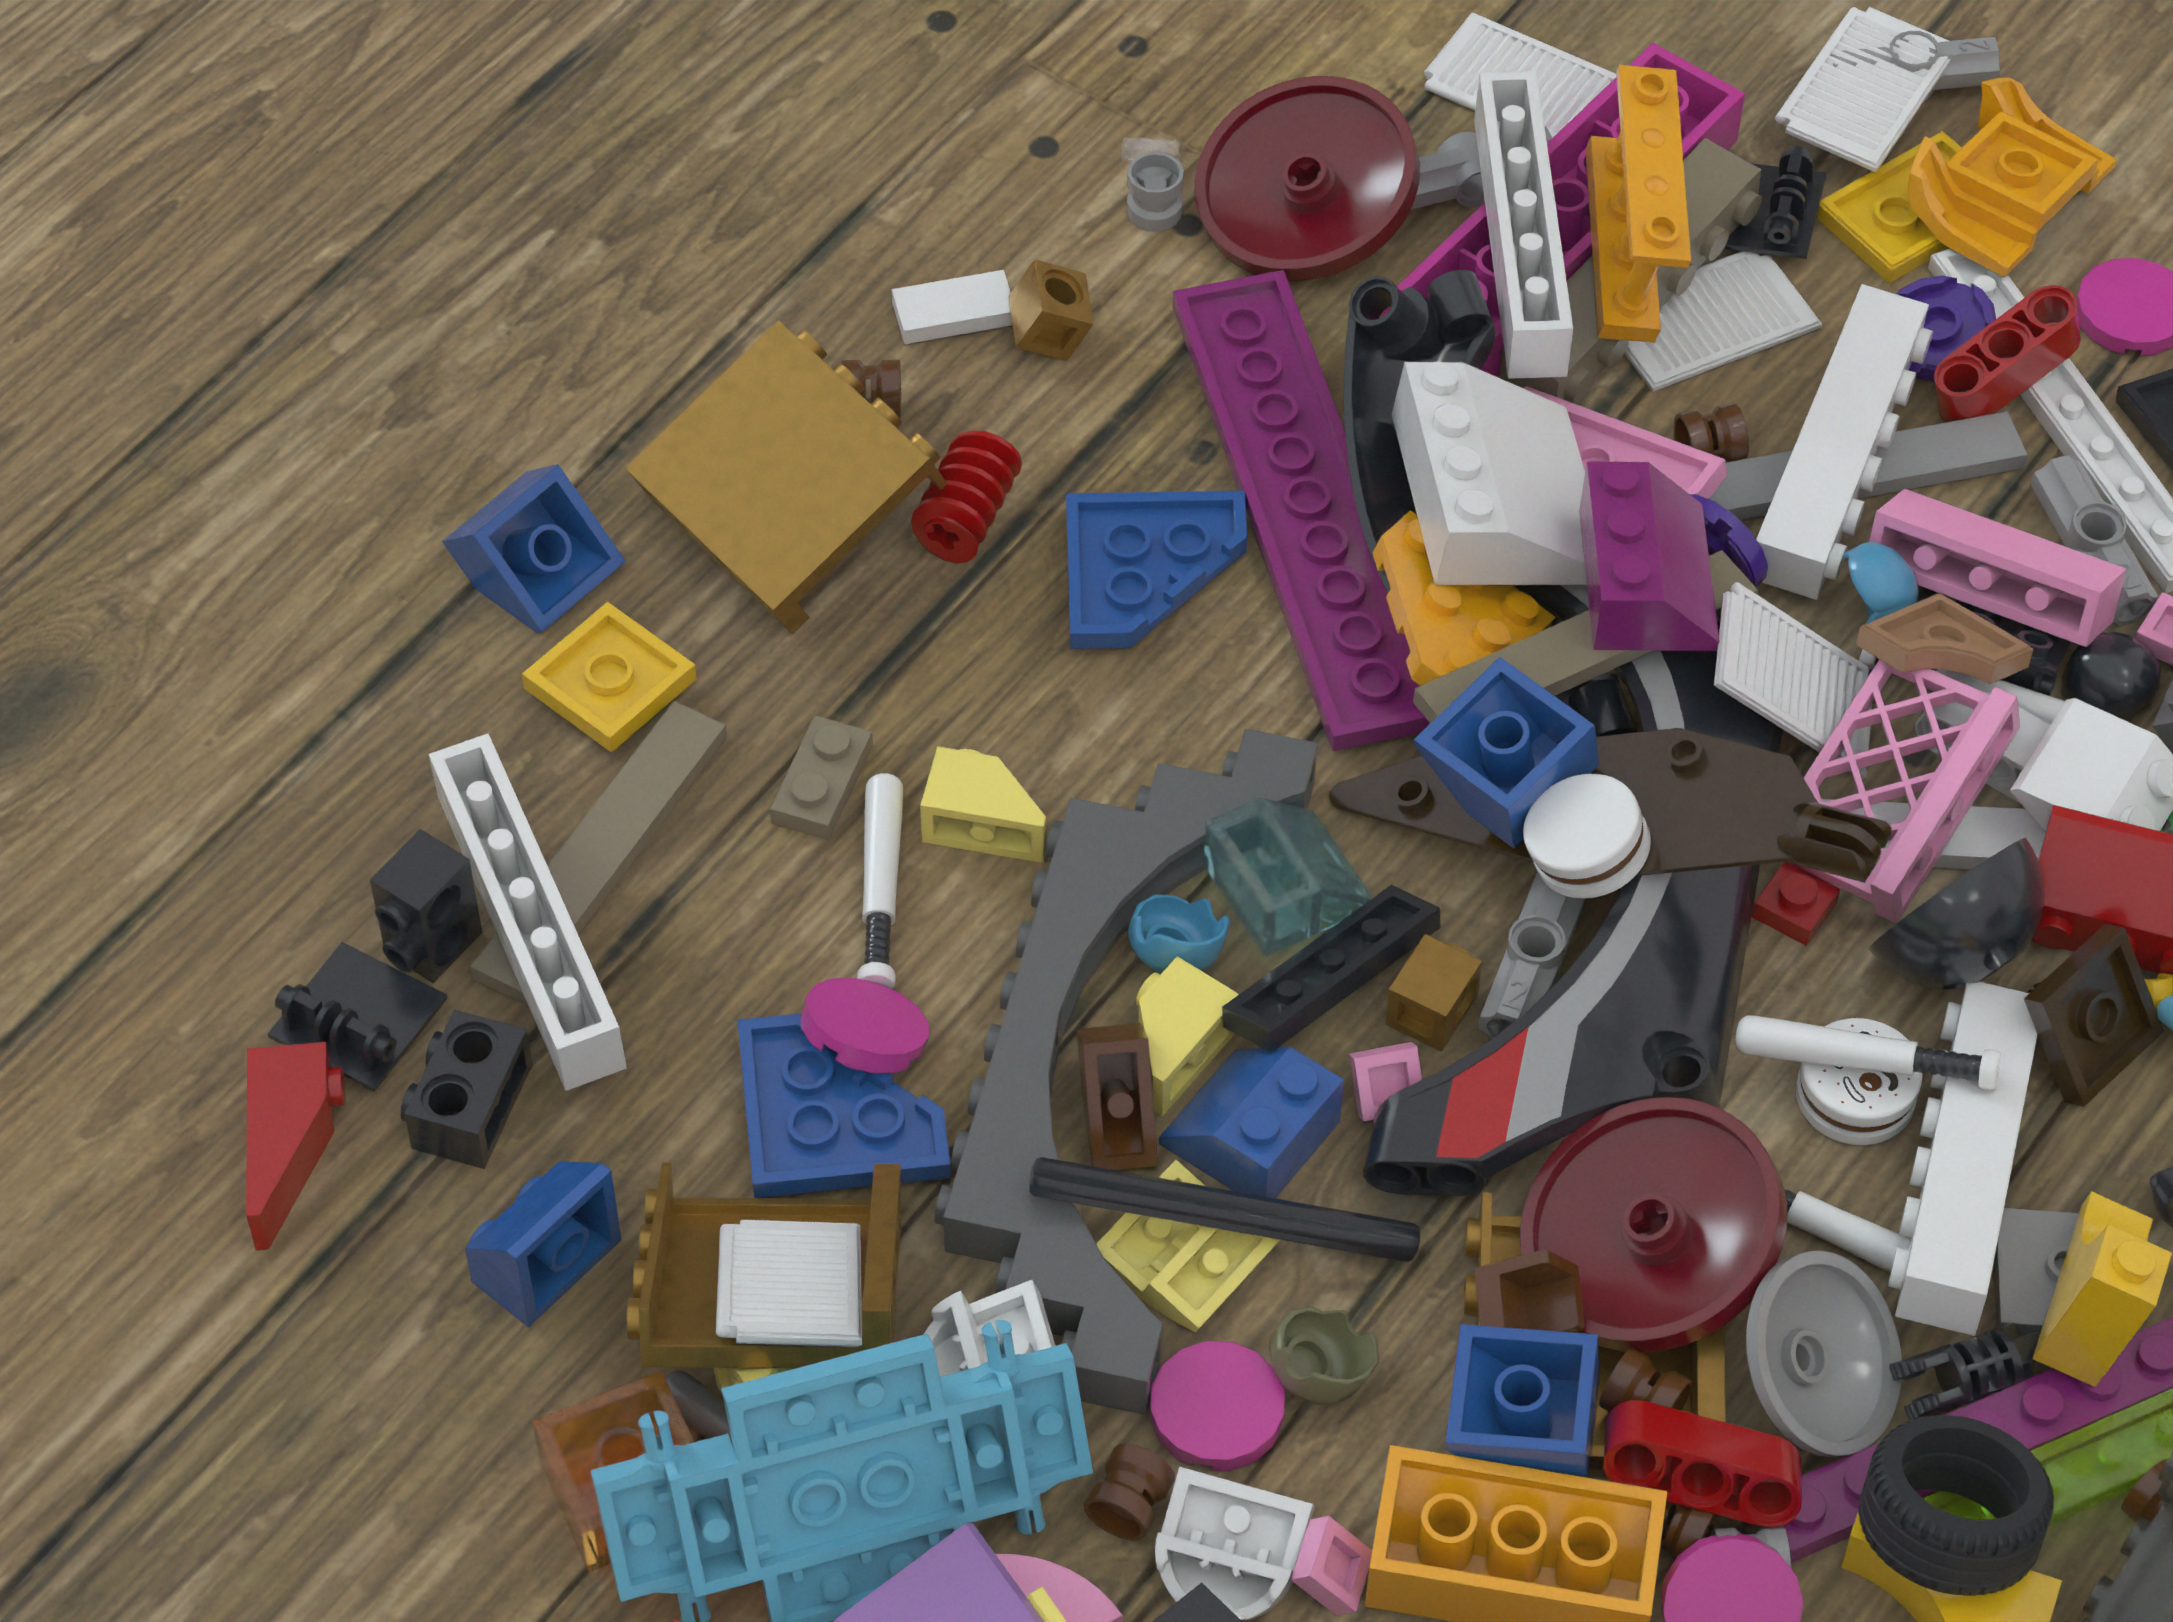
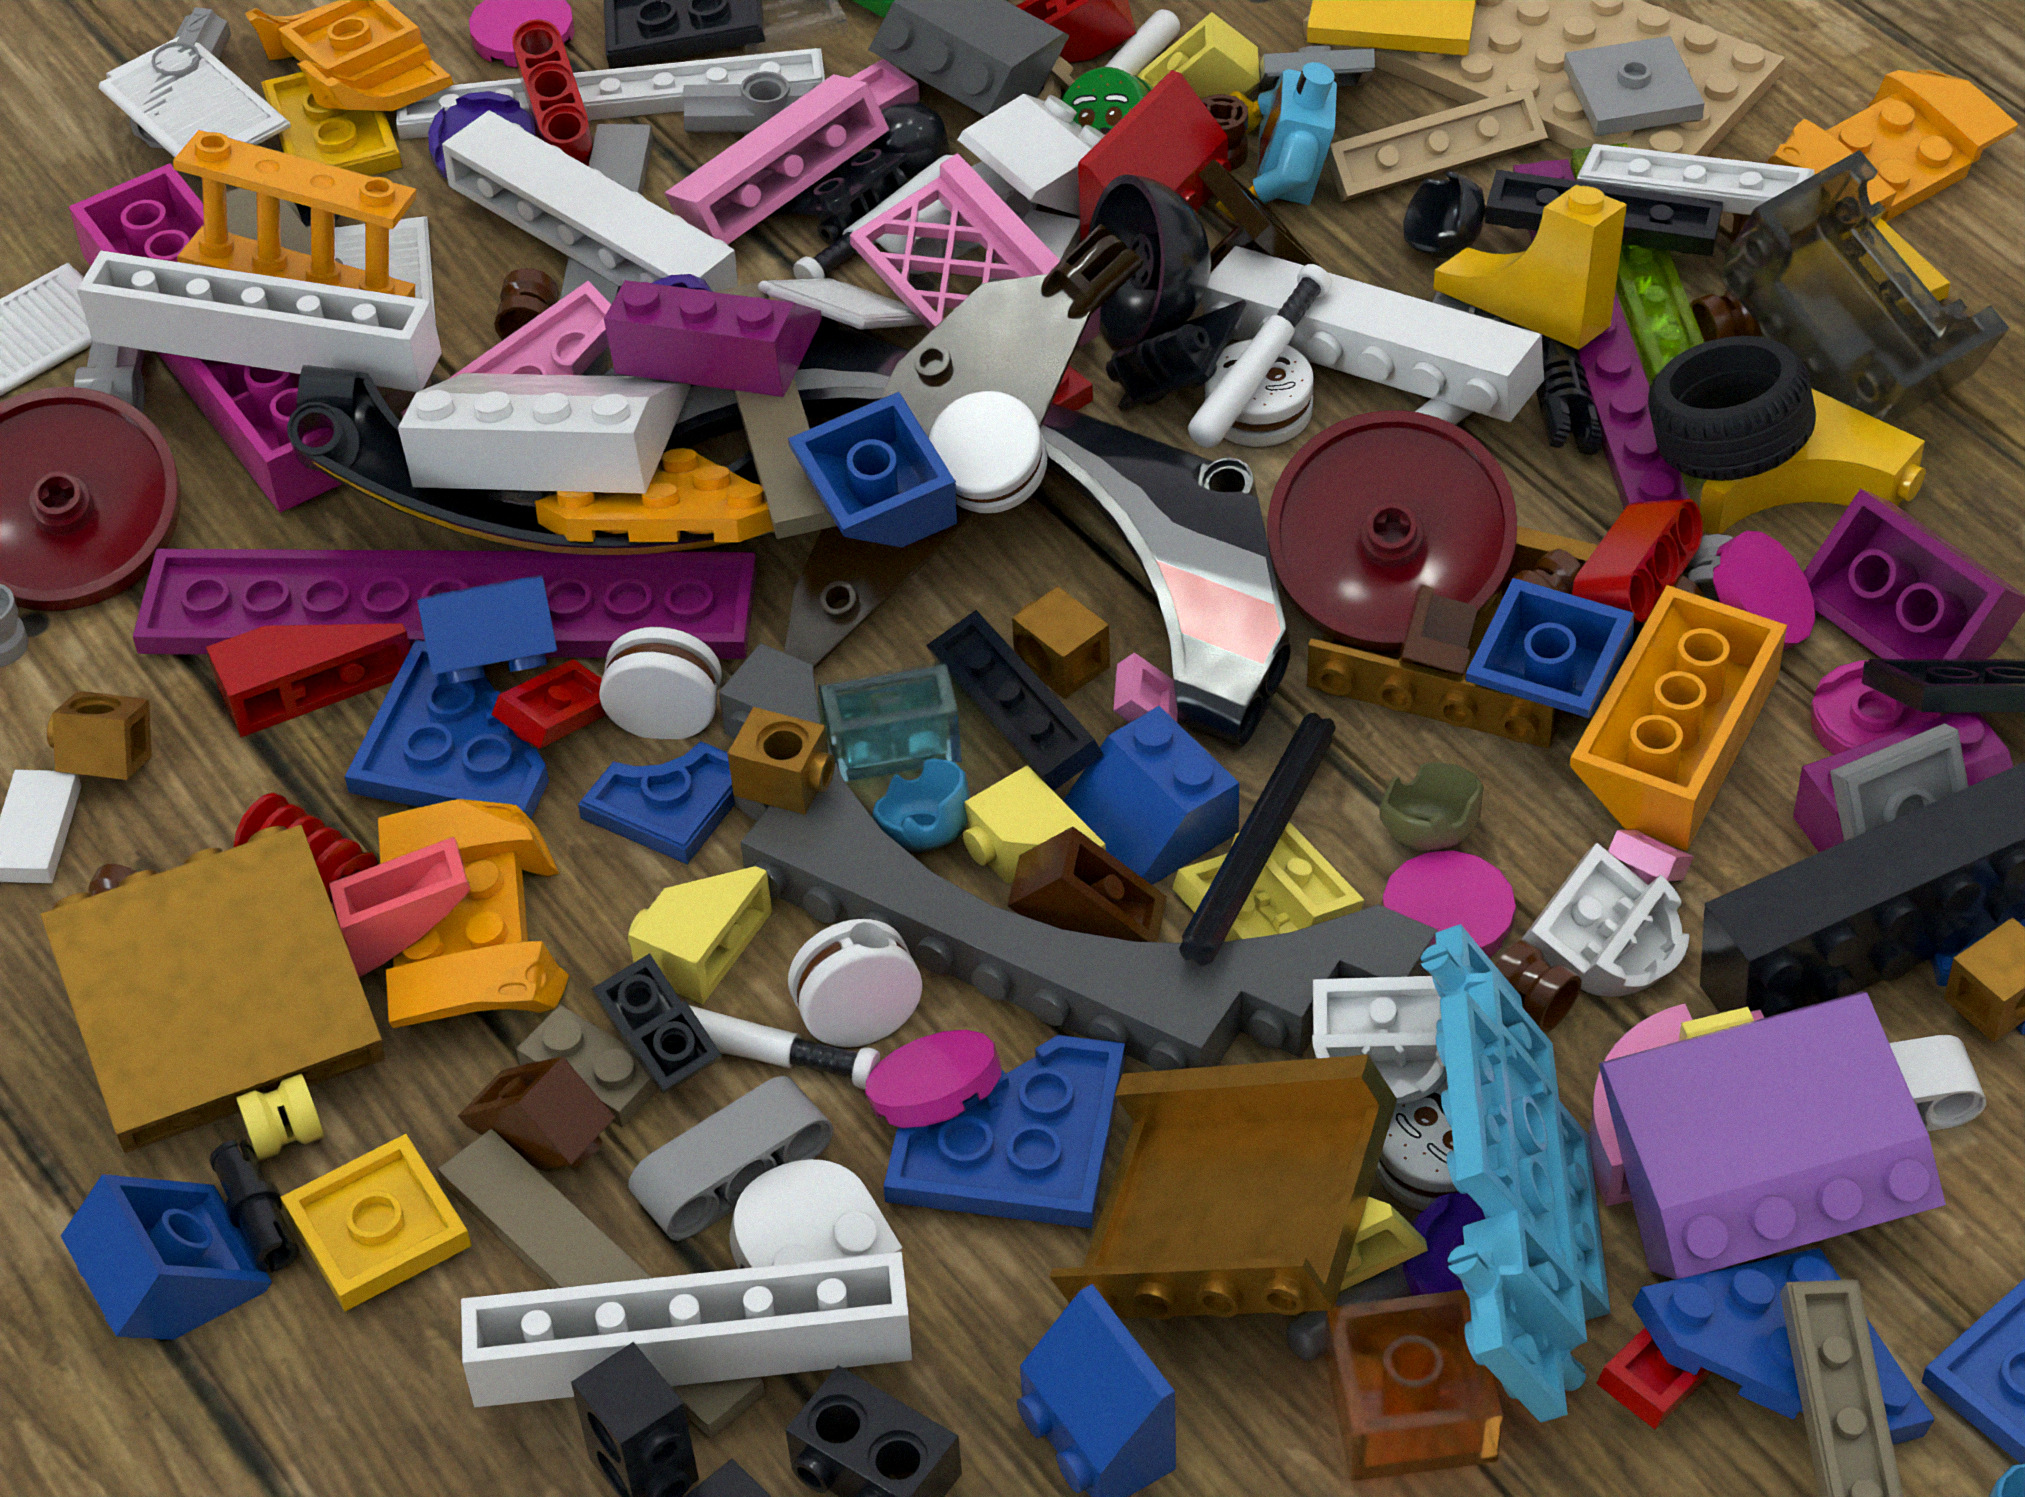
camera: 70 degrees left, 5 degrees down
(604, 586) = (254, 1205): none -> black pin
(681, 980) = (807, 1215): none -> white slope
(697, 581) = (265, 1123): none -> light yellow wheel
(742, 752) = (541, 1113): none -> reddish brown slope
(743, 903) = (711, 1164): none -> light grey beam
(790, 1283) = (1259, 1172): white window -> none
(862, 797) = (656, 1024): none -> black slope
(908, 564) = (398, 902): none -> coral slope
(941, 932) = (854, 983): none -> white head
(944, 632) = (481, 949): none -> light orange piece
(1133, 735) = (666, 804): none -> blue tile
(1152, 790) = (780, 761): none -> pearl gold brick
(1174, 412) = (302, 668): none -> red slope
(1201, 616) = (551, 704): none -> red plate
(1246, 682) = (660, 683): none -> white head
(1259, 527) = (488, 627): none -> blue slope
(1522, 980) = (1049, 558): light grey piece -> none
(1823, 1353) = (1547, 477): light grey dish -> none
(1847, 992) = (1174, 358): none -> black hinge
(1881, 579) = (763, 237): dark azure hair -> none
(1946, 637) = (858, 196): medium nougat tile -> none

